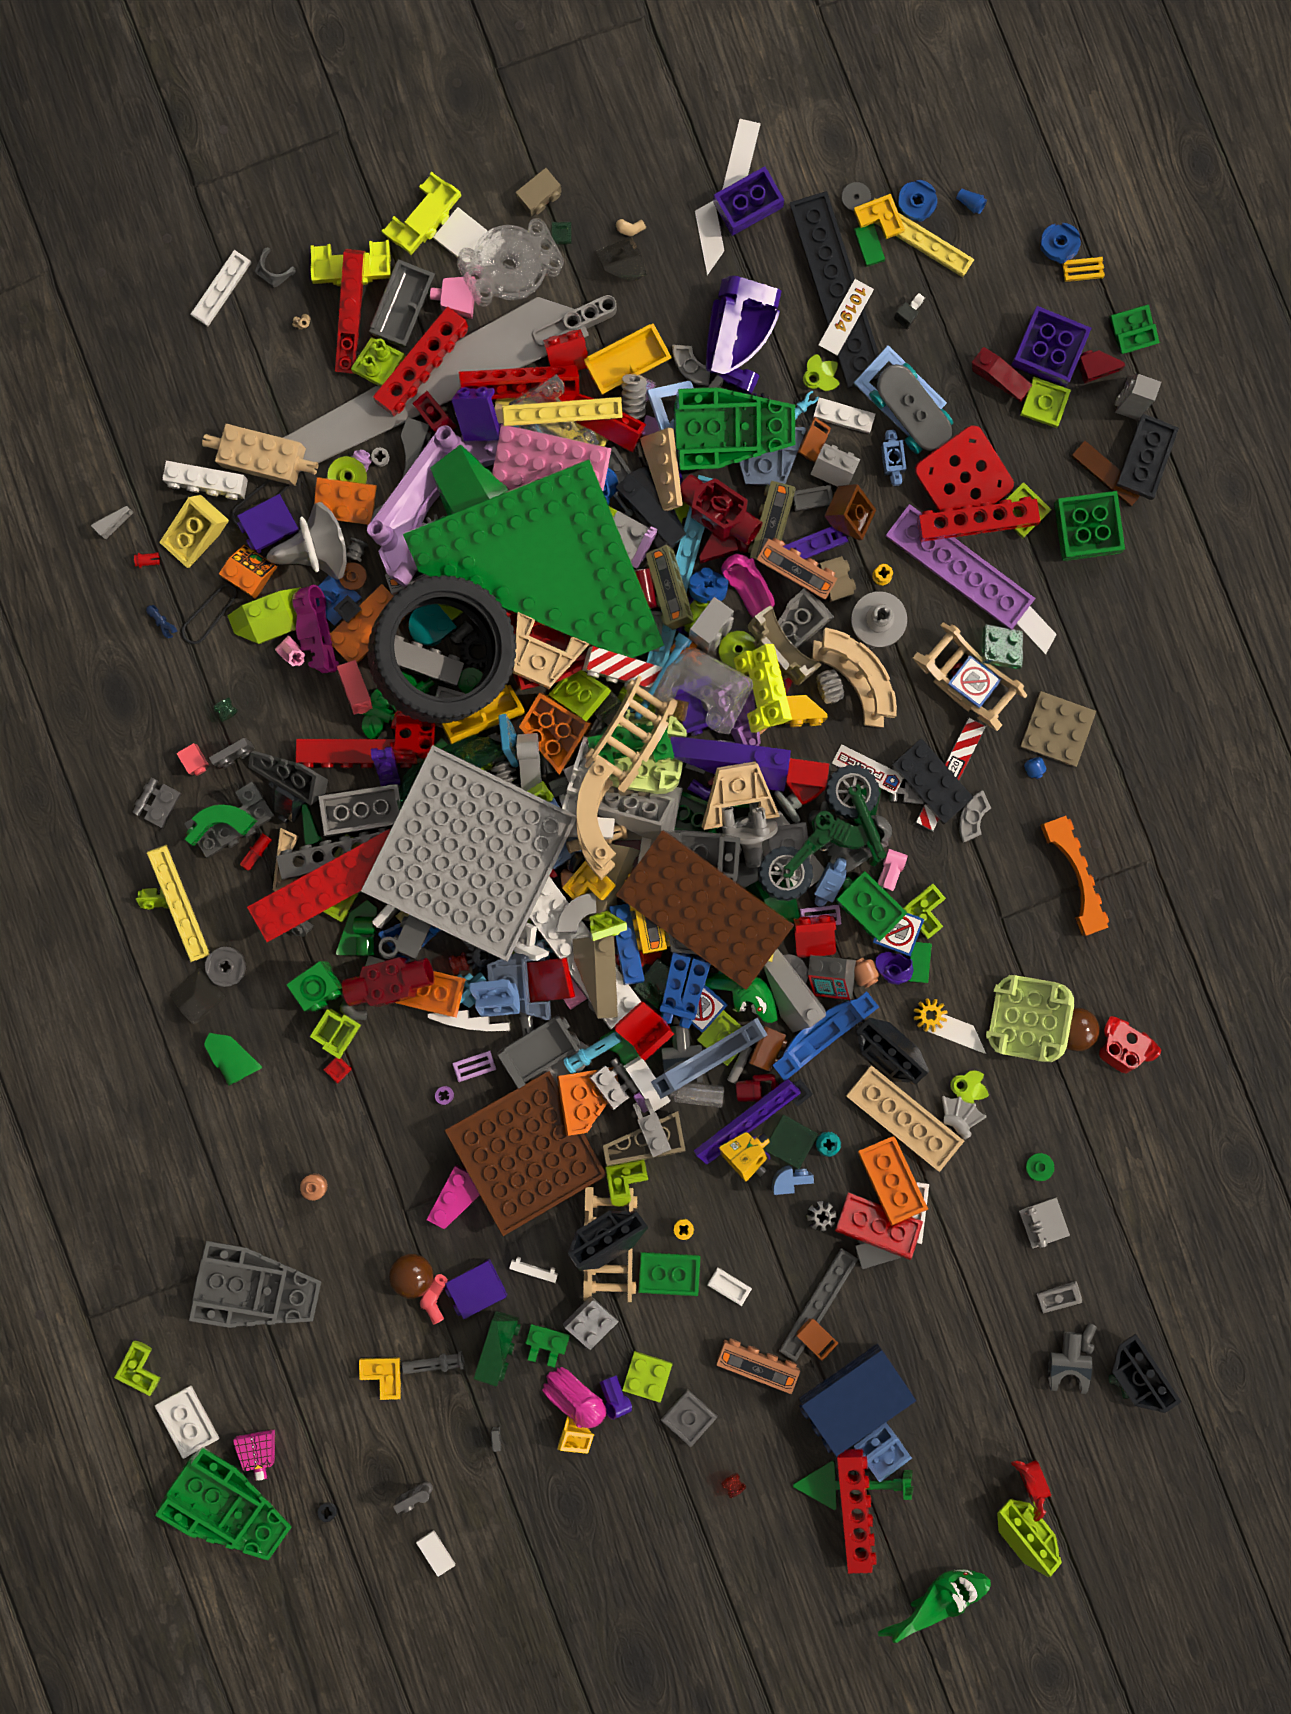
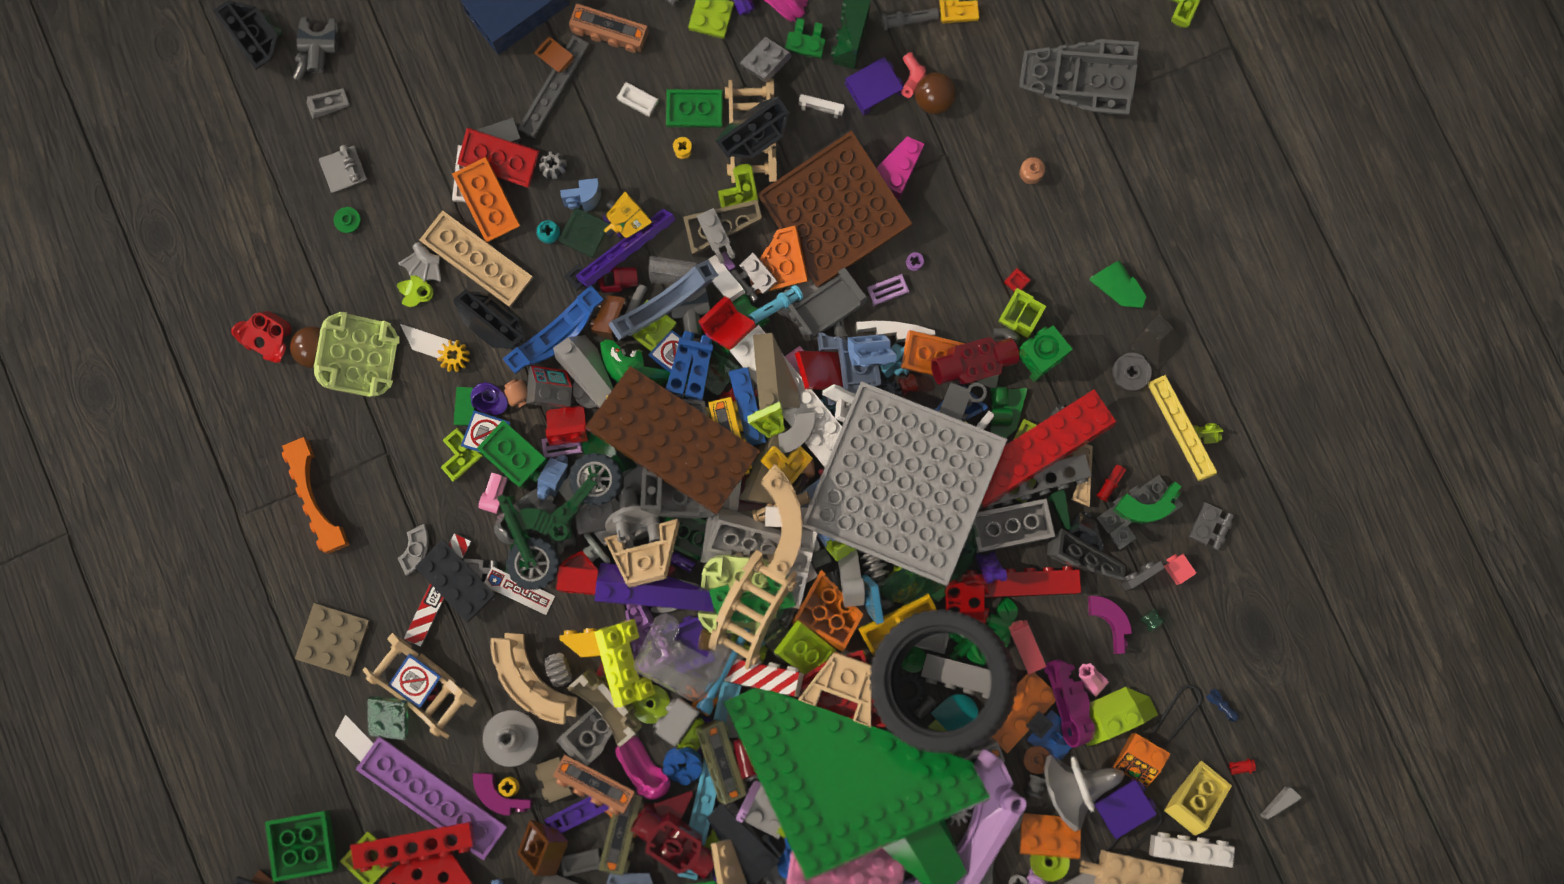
camera: 175 degrees right, 5 degrees down
(261, 712) = (1115, 618): none -> magenta arch
(900, 564) = (489, 794): none -> magenta arch
(1035, 767) = (354, 600): blue piece -> none

